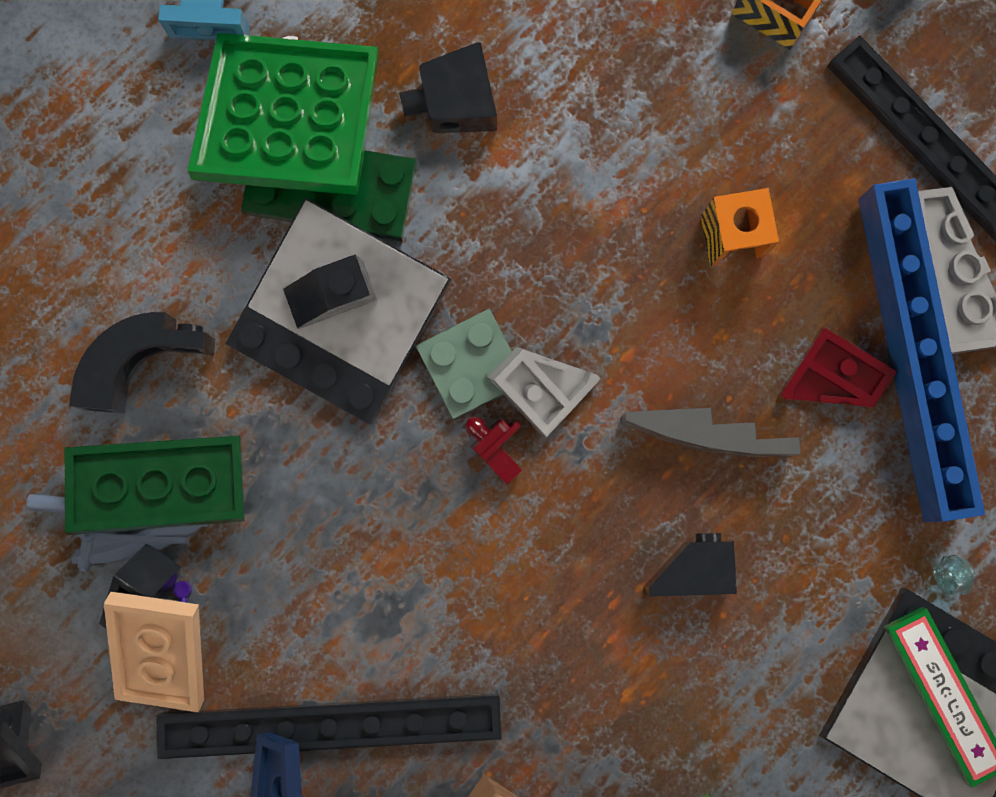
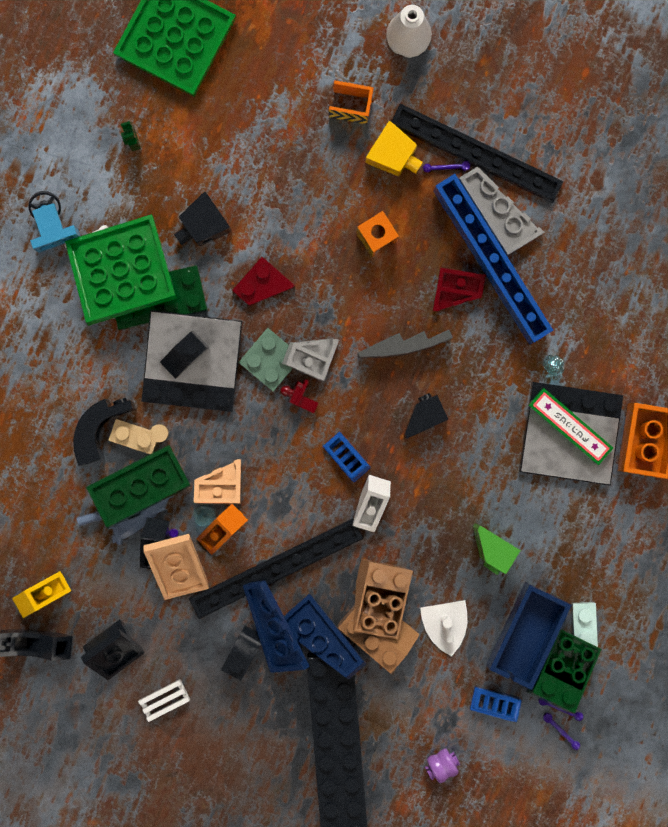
camera: 25 degrees left, 5 degrees up
(194, 401) = (138, 437): none -> tan hinge
(237, 575) = (198, 514): none -> clear light blue plate
(266, 618) = (222, 529): none -> orange slope
(294, 542) = (220, 486): none -> light nougat wing
(510, 233) = (262, 283): none -> dark red wing
(543, 618) = (359, 459): none -> blue slope
(543, 684) = (372, 503): none -> white slope
(819, 107) = (393, 152): none -> yellow torso
(925, 180) = (464, 166): none -> dark purple hinge

